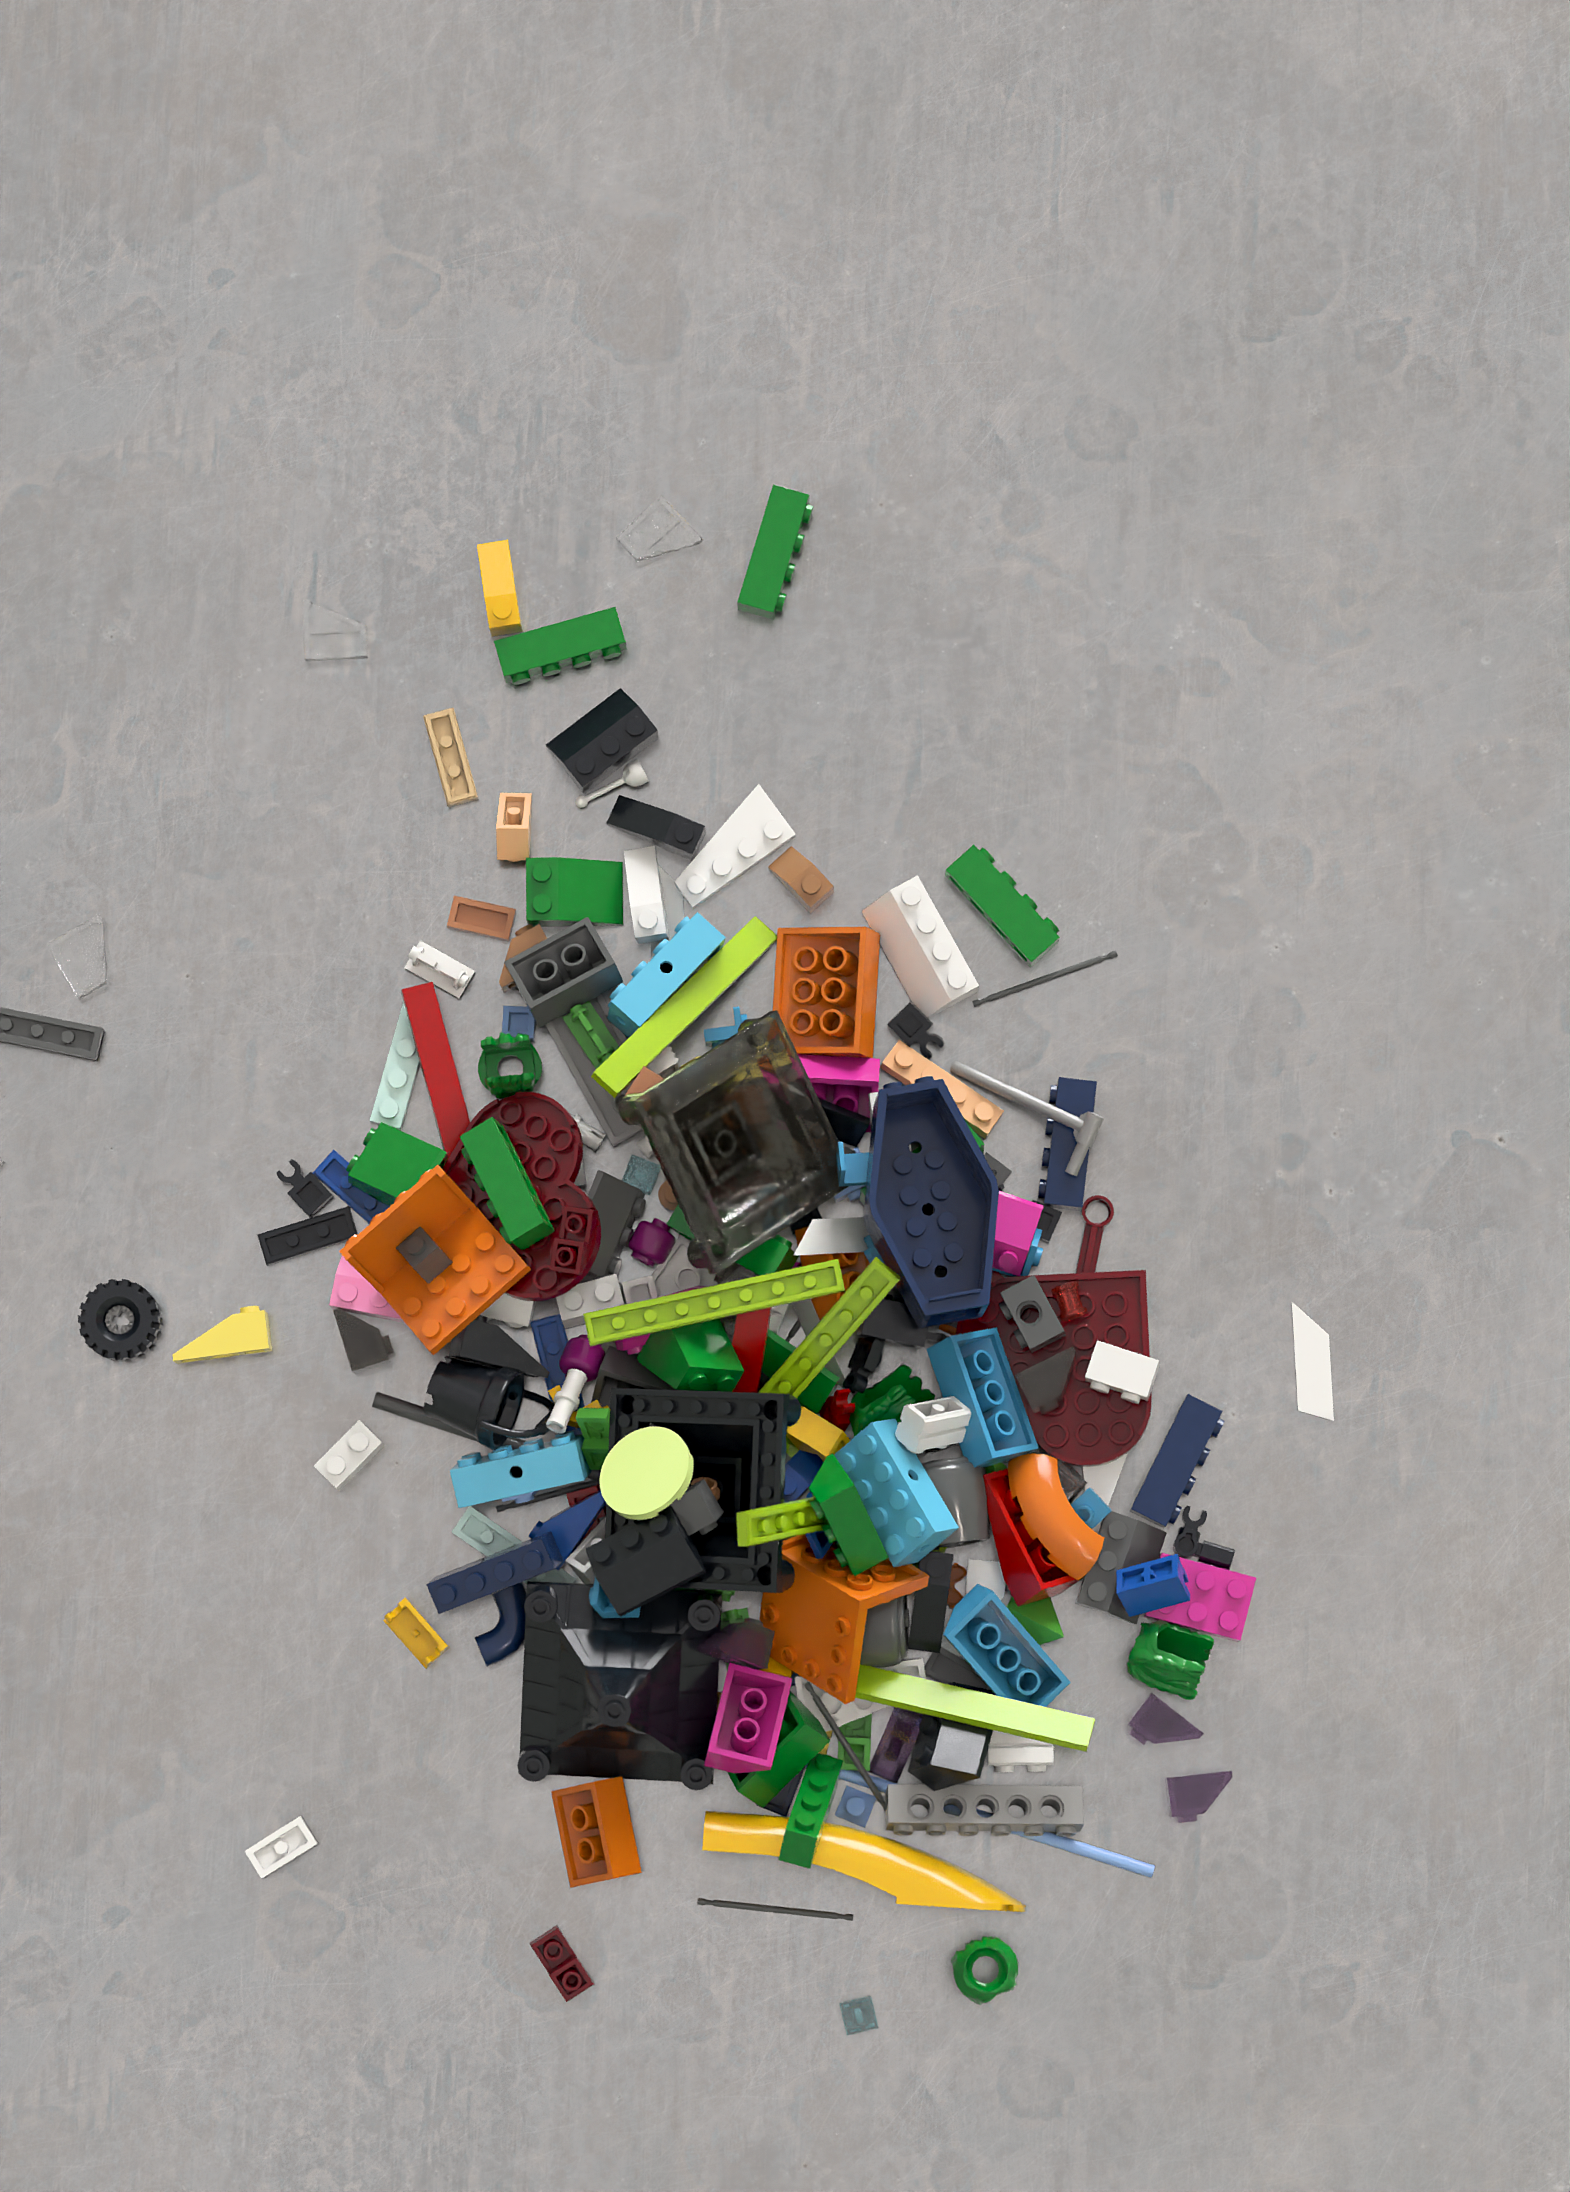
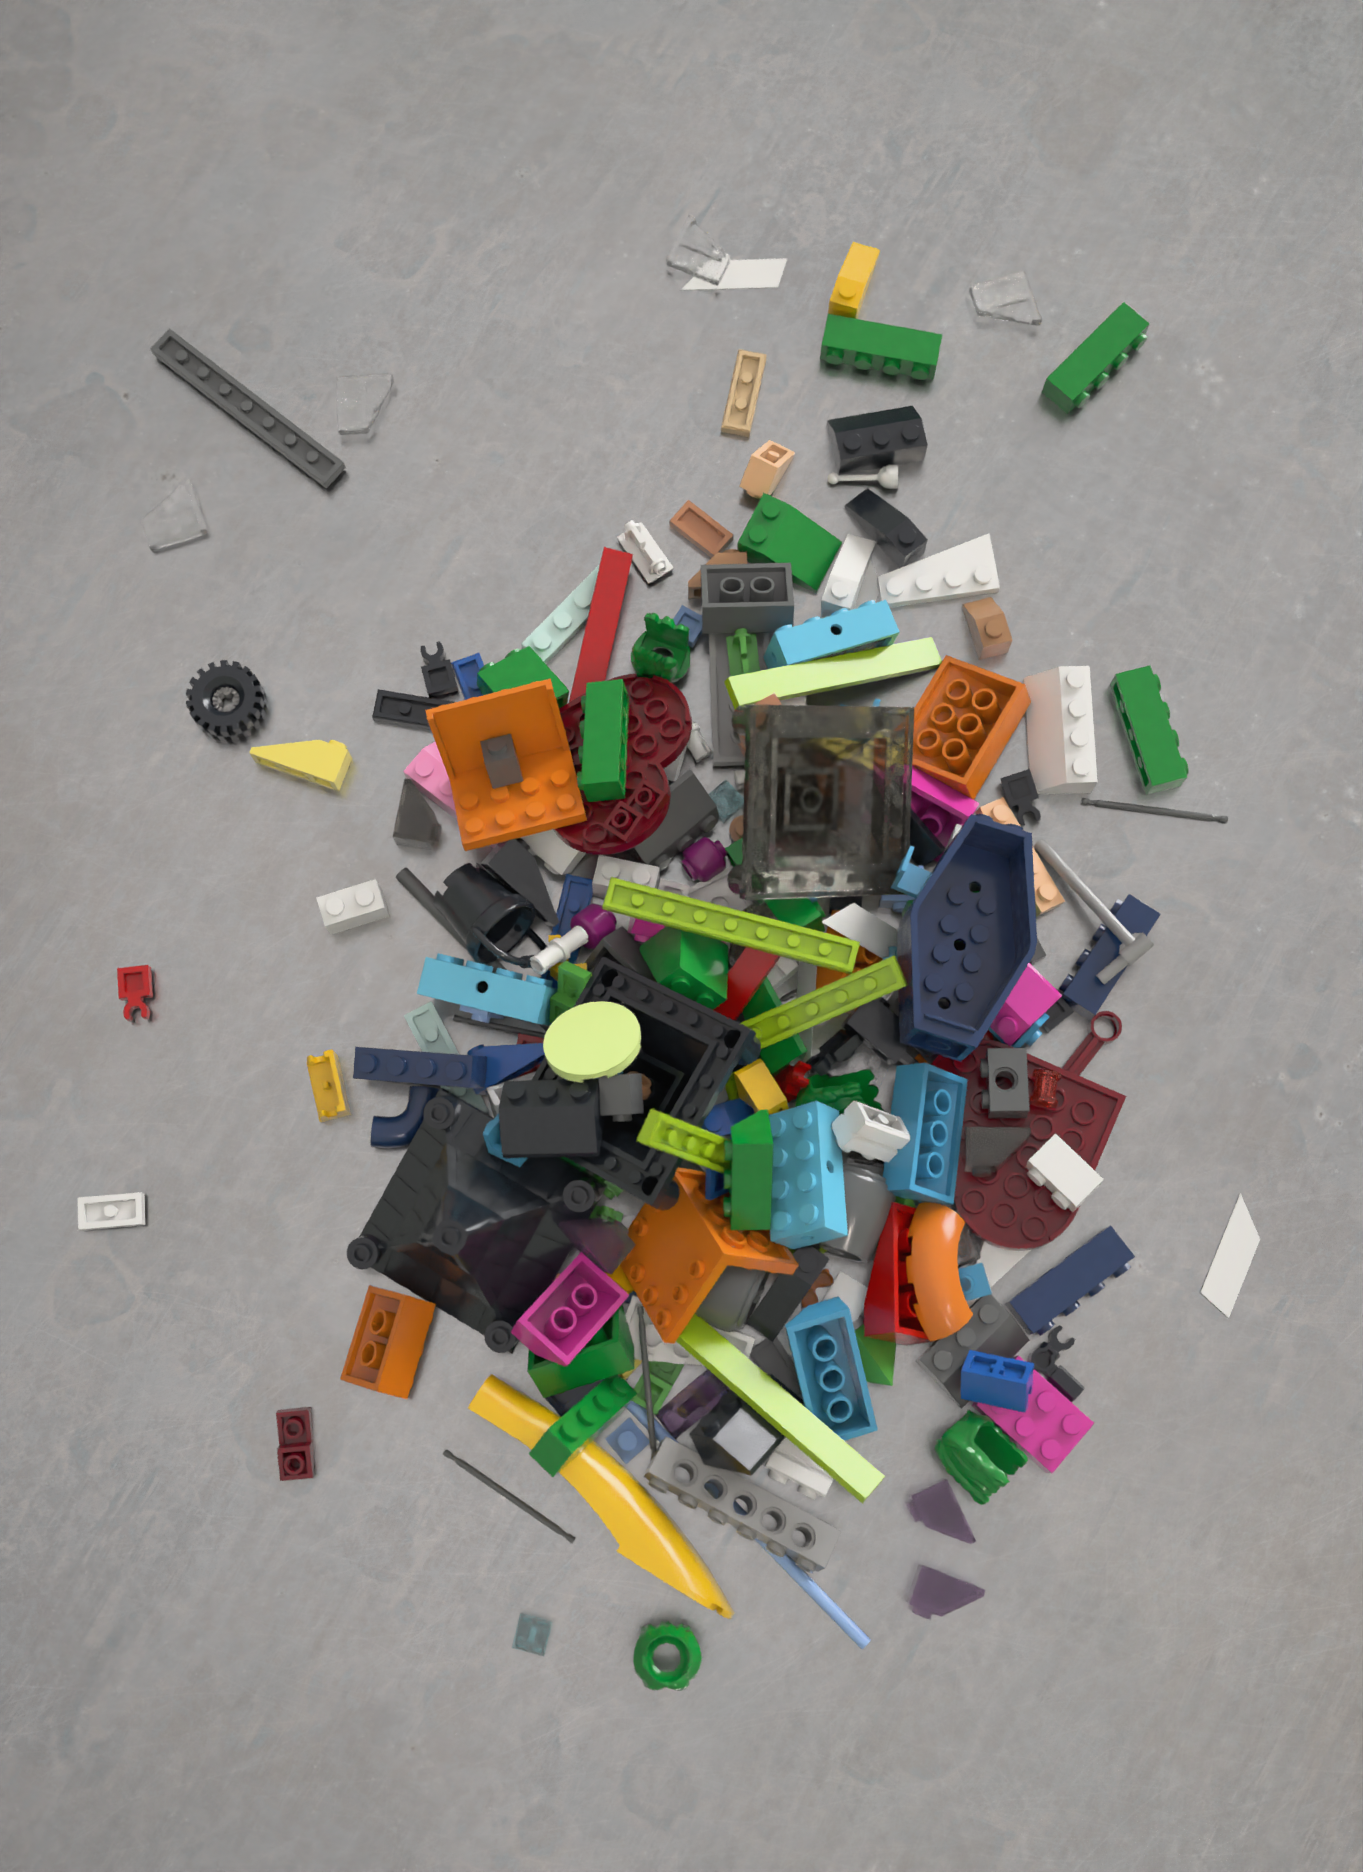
camera: 25 degrees right, 5 degrees down
(186, 1633) = (134, 986): none -> red plate
(389, 631) = (745, 274): none -> white sticker

